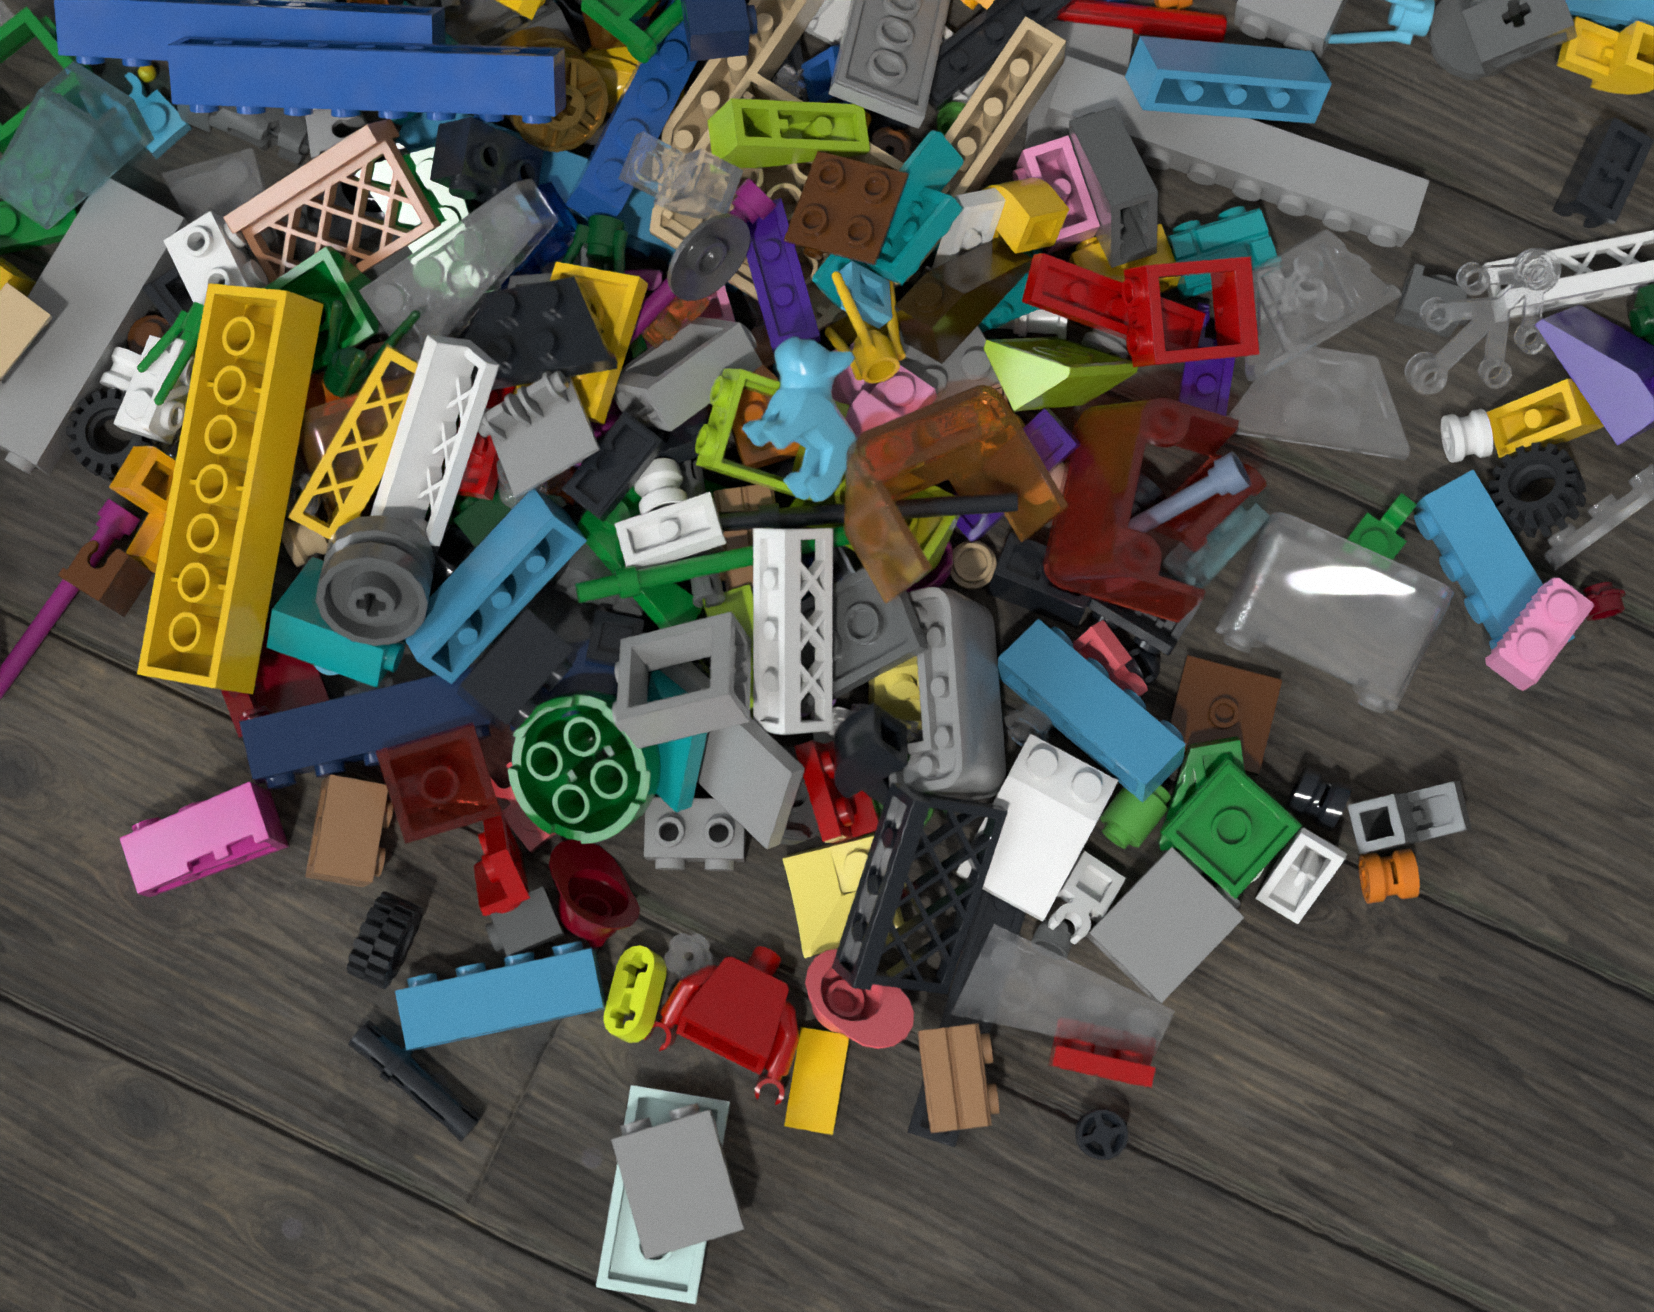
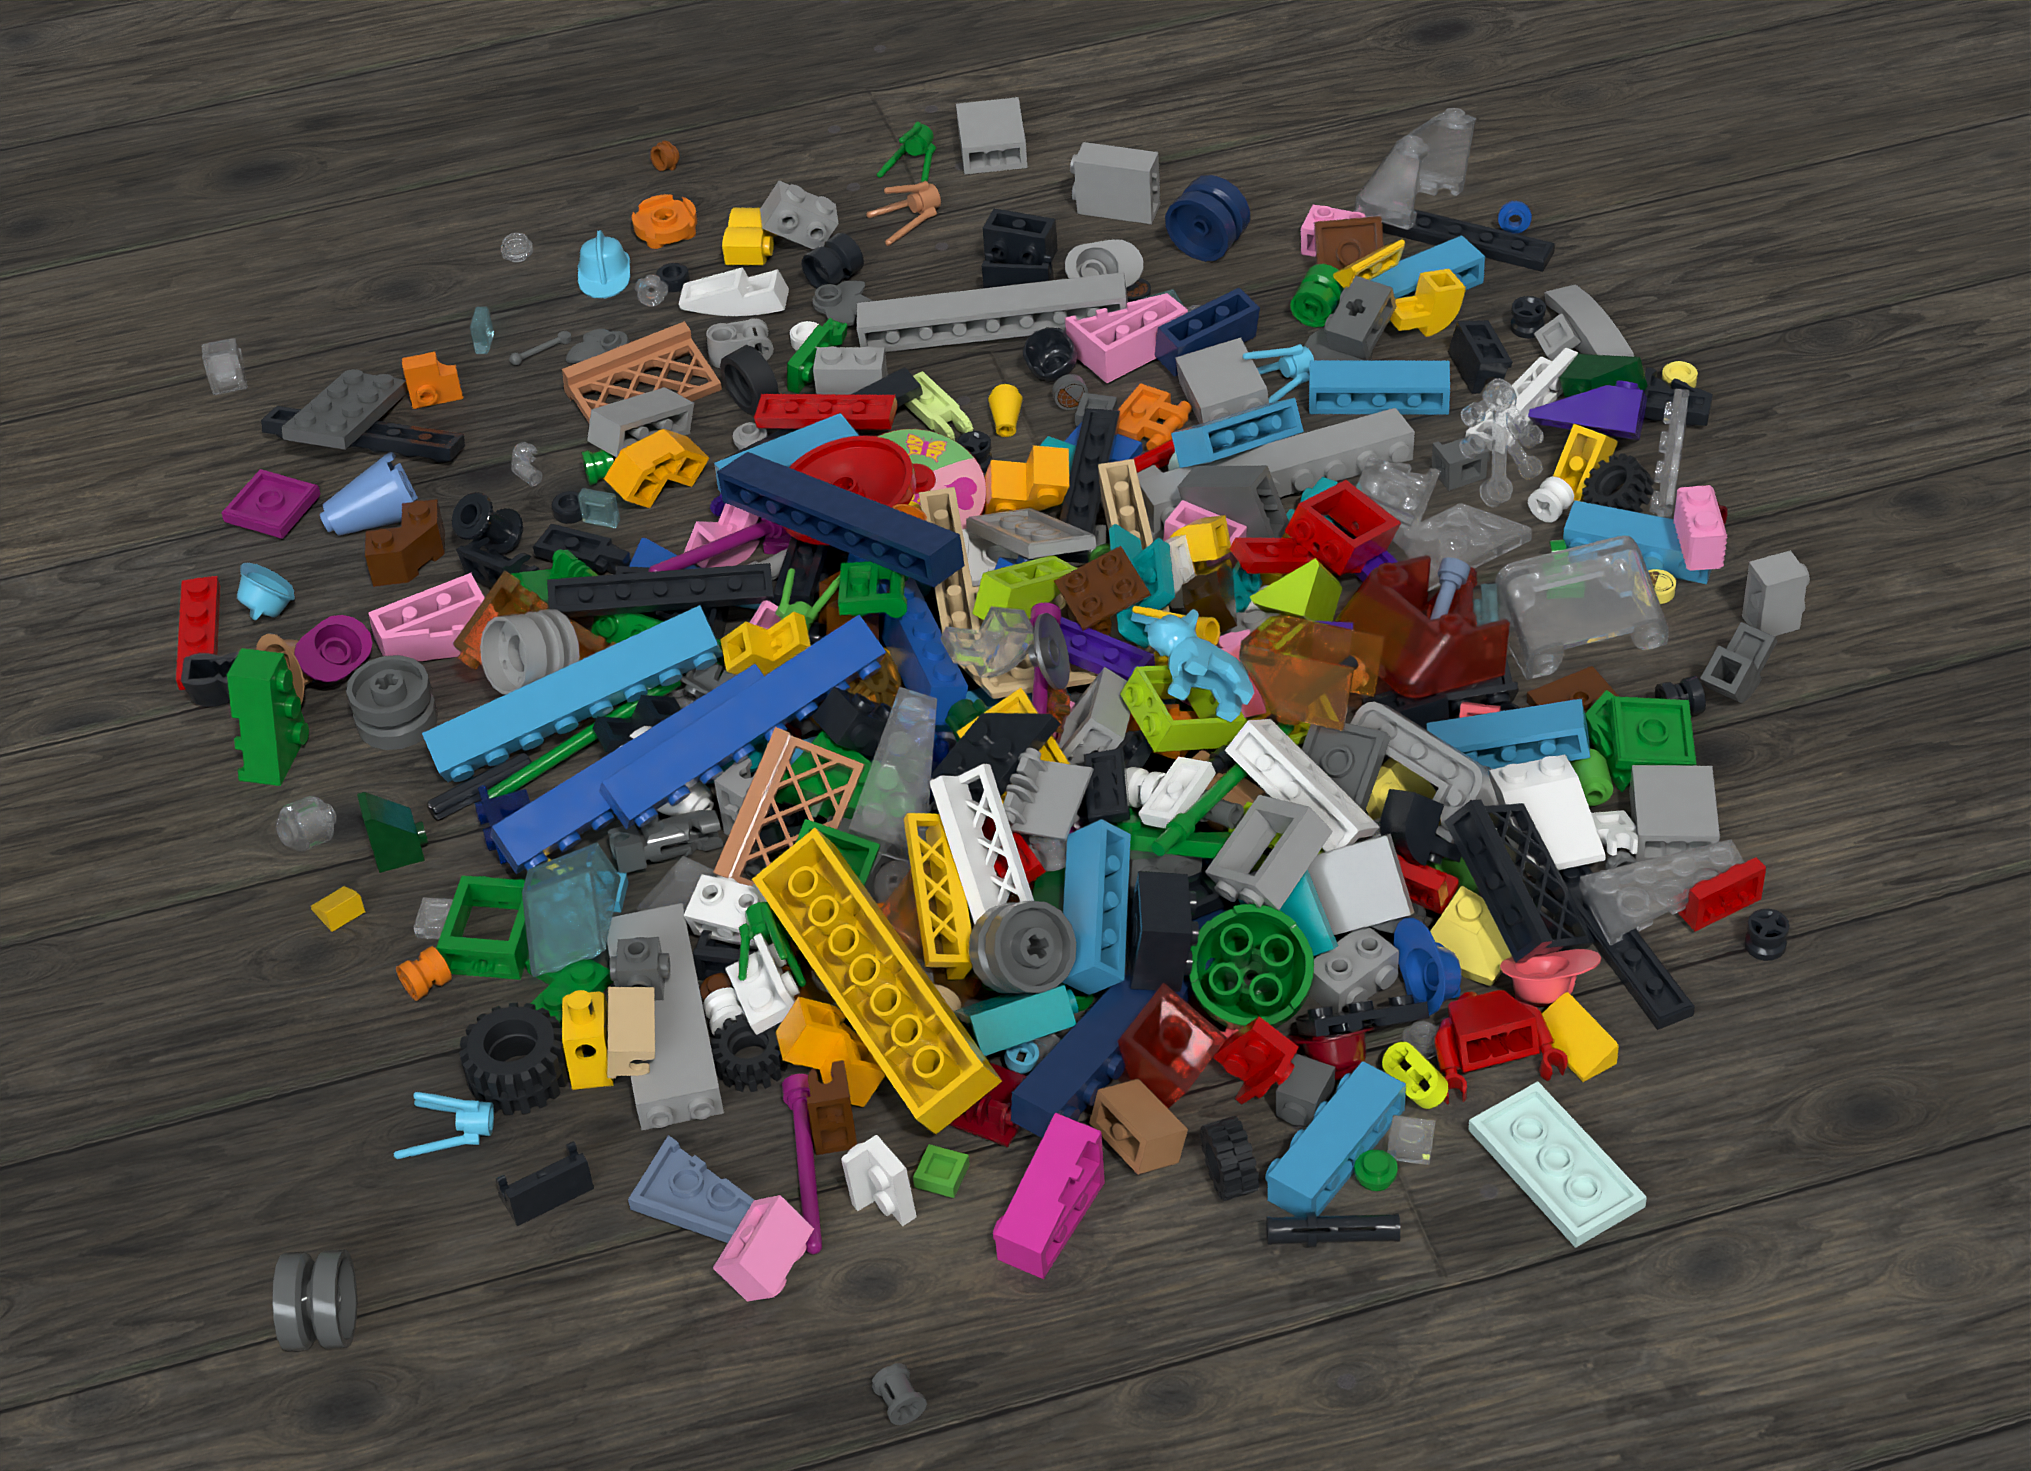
camera: 40 degrees left, 35 degrees down
(62, 277) = (641, 964): none -> dark grey brick
(83, 696) = (878, 1176): none -> white bracket
(156, 716) = (941, 1171): none -> bright green plate
(350, 366) = (882, 876): dark green plant -> none
(512, 1053) = (1375, 1170): none -> green plate
(574, 1049) = (1411, 1139): none -> clear plate
(631, 889) = (1362, 1014): none -> black wing
(677, 1181) = (1560, 1130): light grey brick -> none
(757, 901) = (1427, 966): none -> blue piece
(956, 1078) = (1653, 959): medium nougat brick -> none
(1300, 874) = (1715, 730): white slope -> none
(1389, 876) = (1762, 702): orange wheel -> none
(1456, 637) = (1664, 584): none -> light yellow tile
(1457, 125) = (1379, 386): none -> dark azure brick
(1536, 770) = (1775, 593): none -> light grey brick

